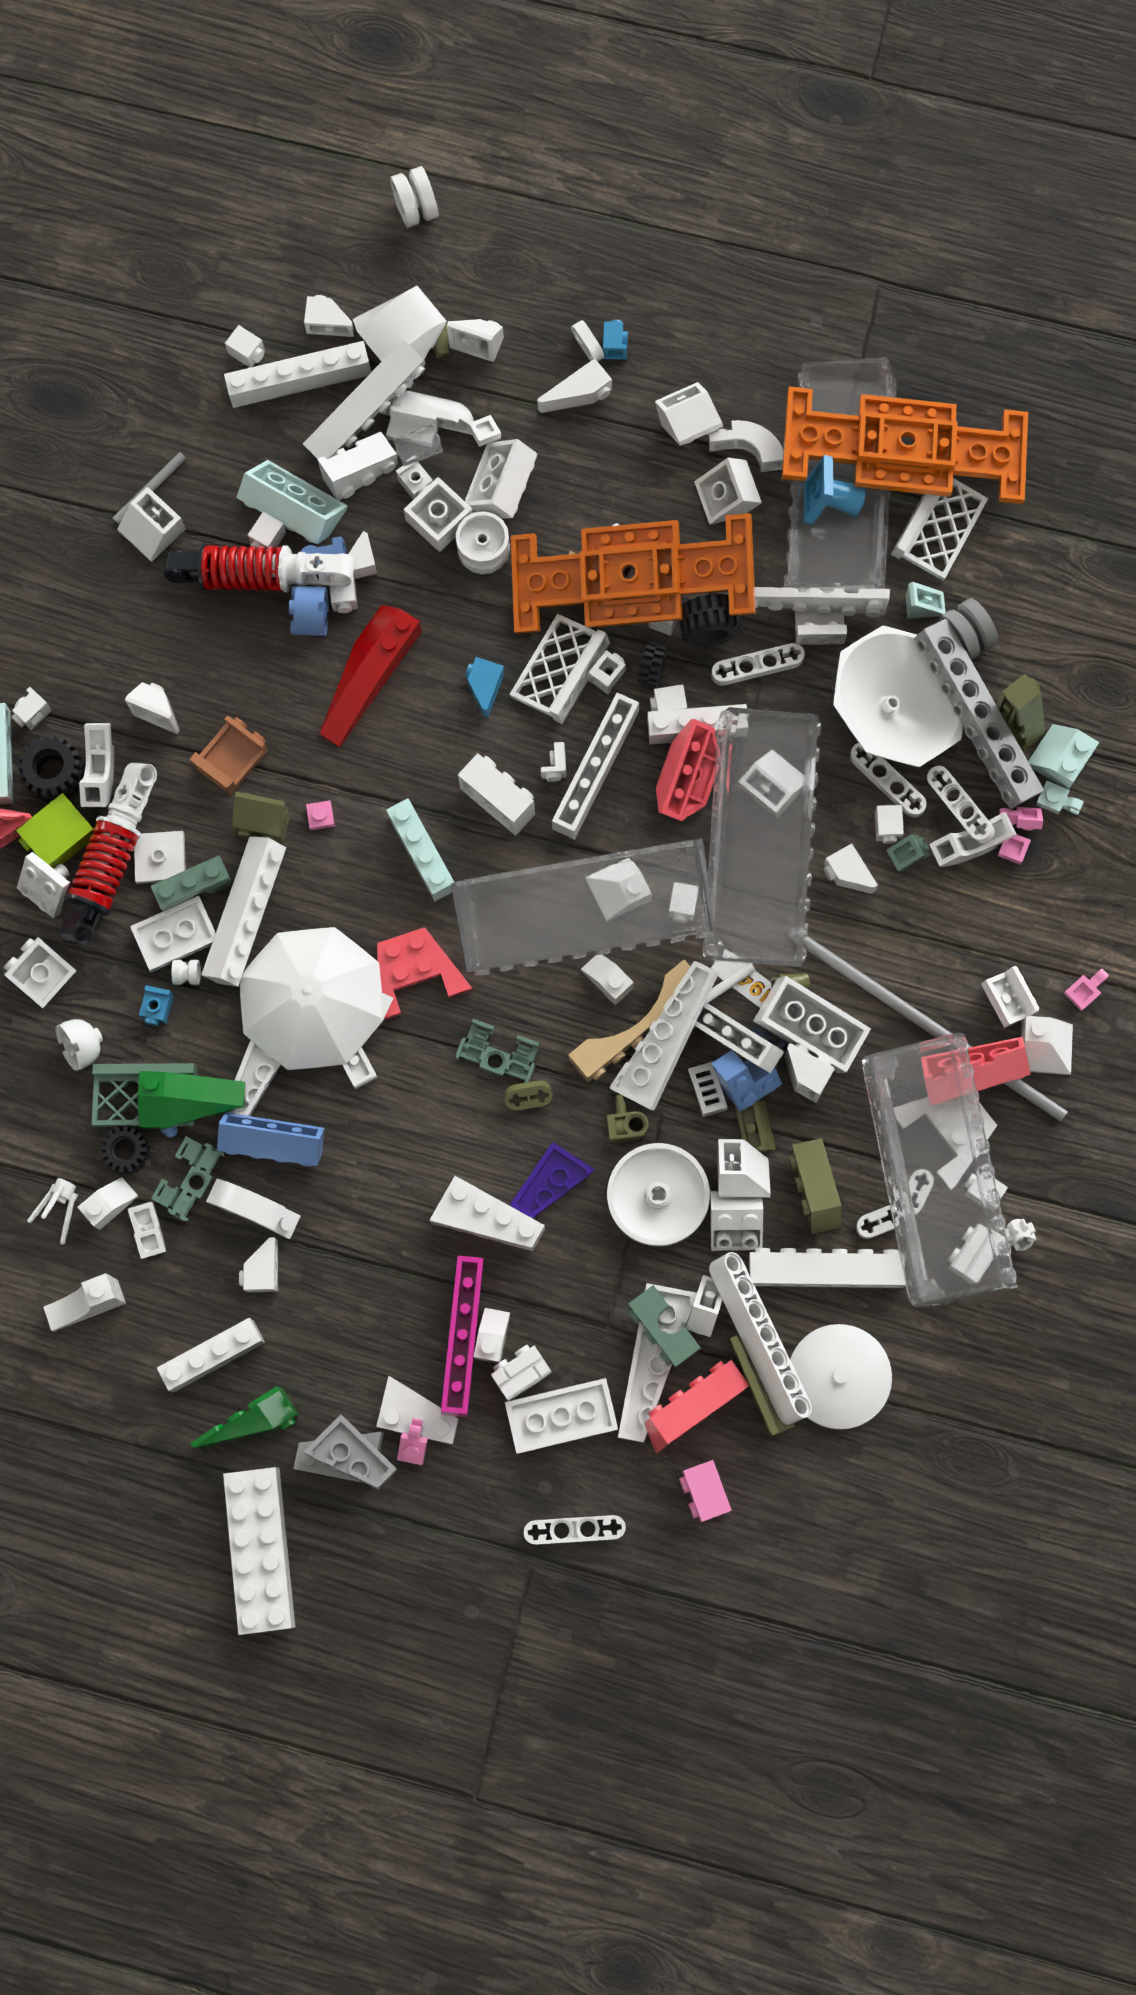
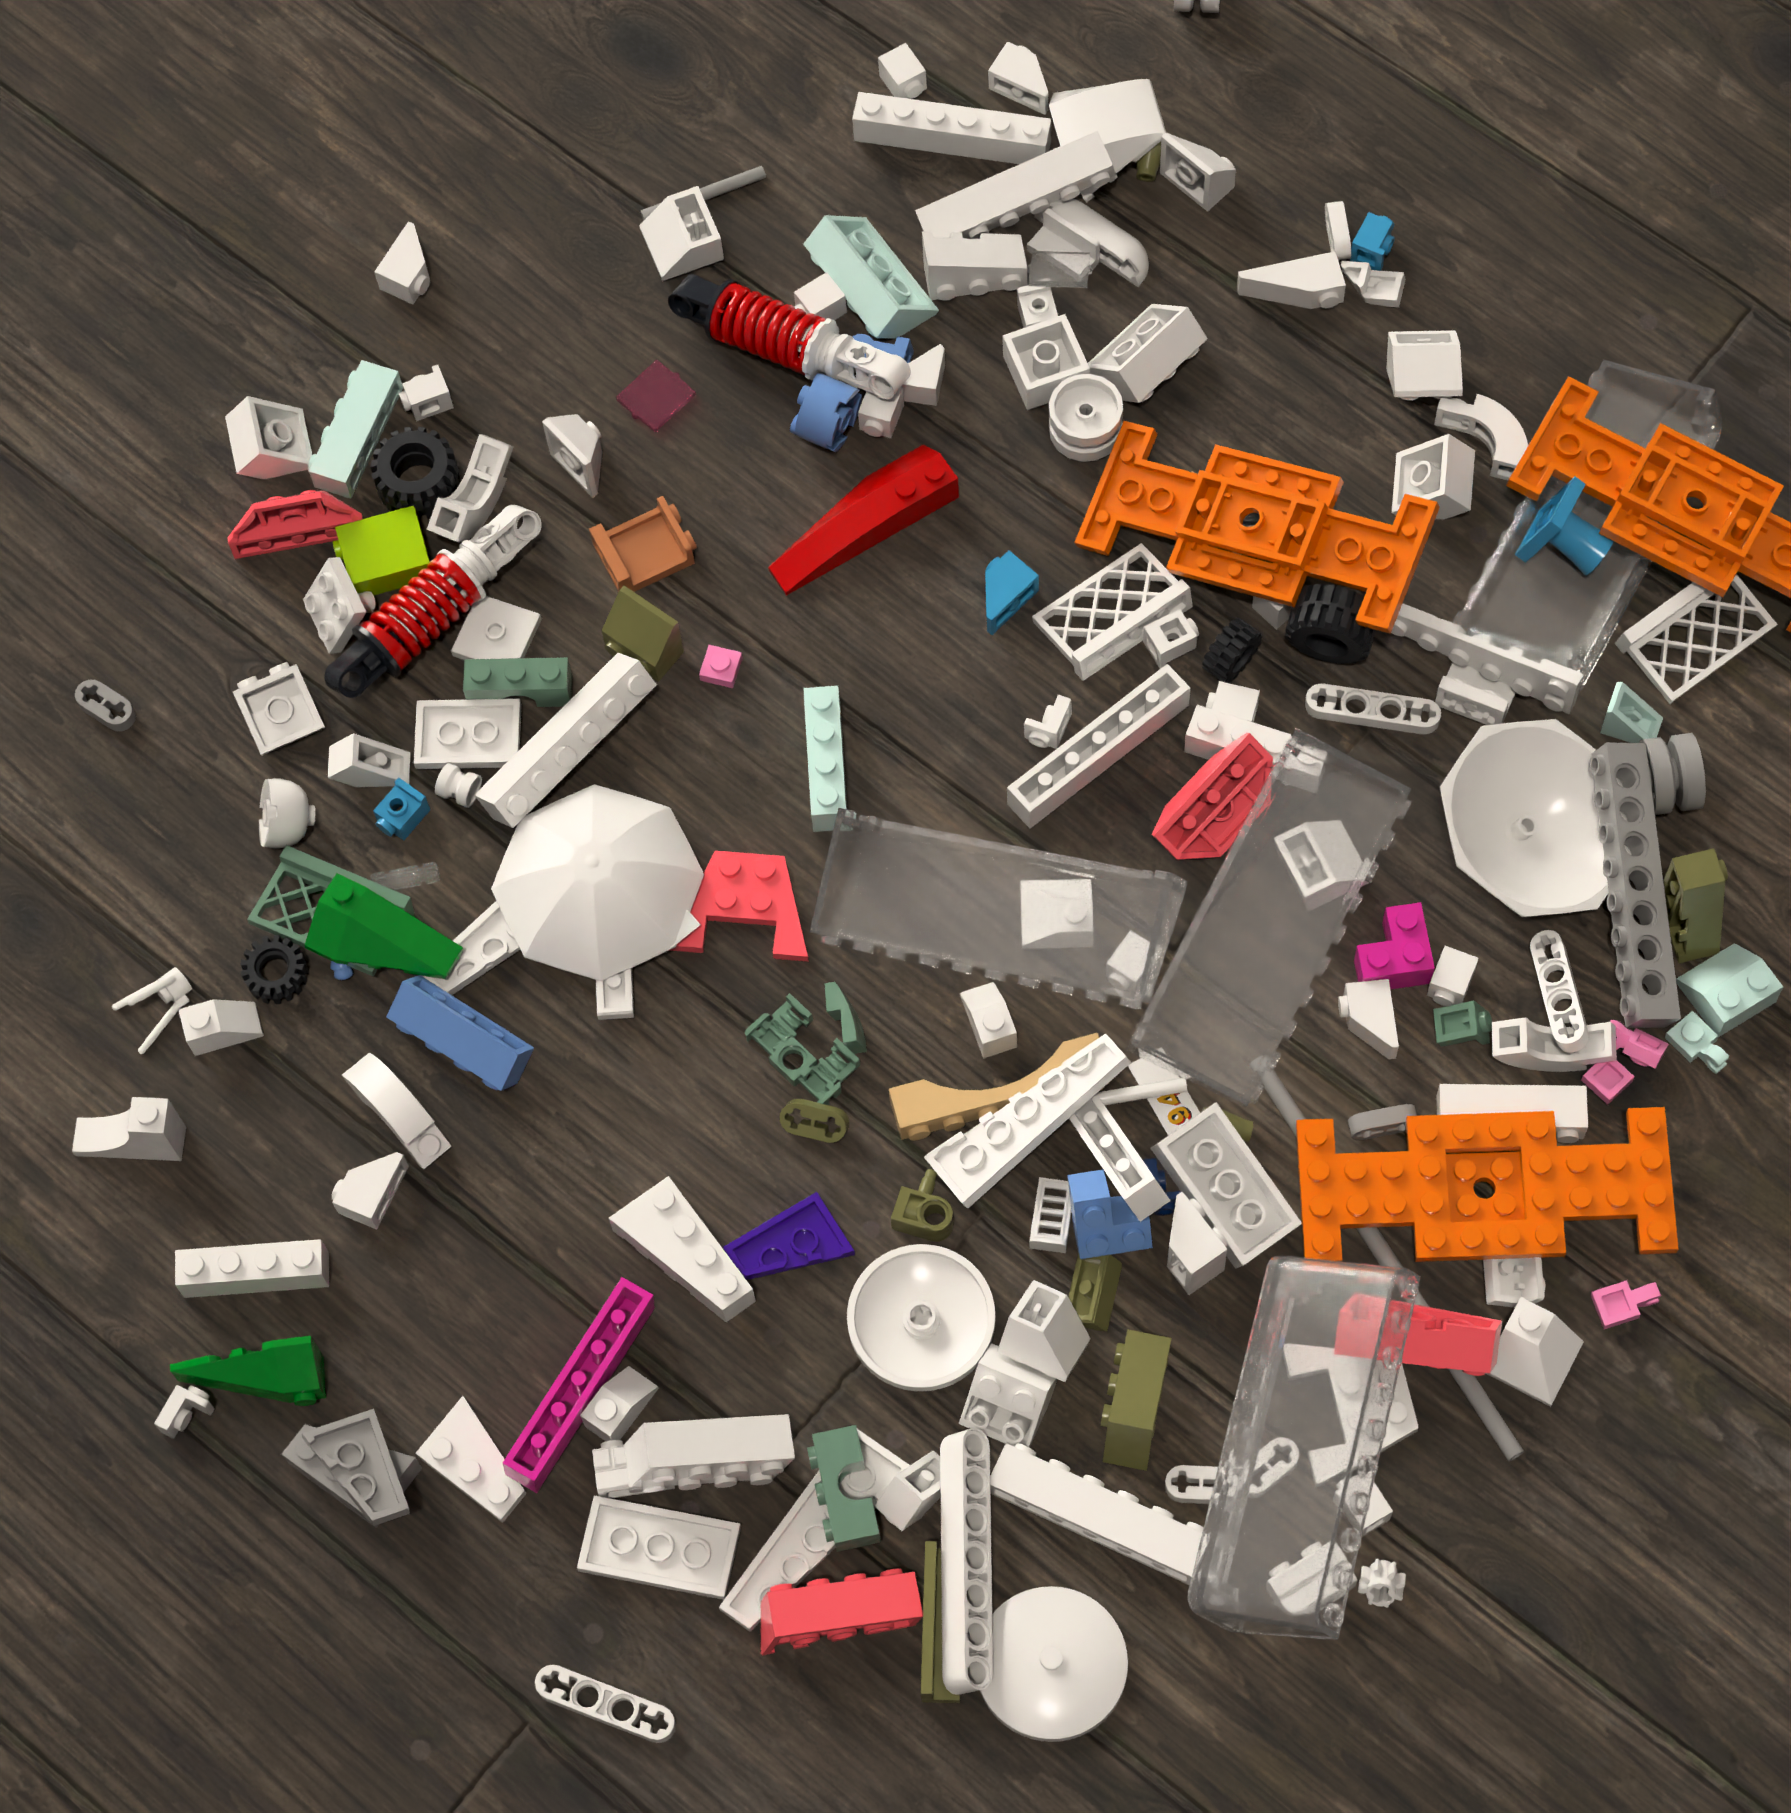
camera: 25 degrees right, 10 degrees down
(118, 983) = (367, 762): none -> white slope
(147, 1229) = (253, 1079): white slope -> none
(182, 1048) = (408, 876): none -> clear axle
(183, 1200) = (315, 1063): sand green piece -> none
(185, 644) = (655, 395): none -> clear pink piece
(209, 1472) = (177, 1413): none -> white bracket
(259, 1550) = (188, 1542): white brick -> none
(412, 1445) = (448, 1495): bright pink plate -> none
(485, 430) = (1154, 286): white plate -> none
(497, 793) = (955, 727): white brick -> none
(510, 1013) = (841, 1009): none -> sand green slope
(569, 1345) = (709, 1452): none -> white brick
(628, 370) = (1375, 286): none -> white slope
(705, 1491) = (798, 1727): bright pink brick -> none
(853, 821) = (1404, 955): none -> dark pink brick
(885, 782) = (1474, 924): white beam -> none
(888, 937) = (1380, 1122): none -> light grey beam
(964, 896) = (1566, 1101): none -> white brick
(1002, 945) = (1531, 1187): none -> orange piece

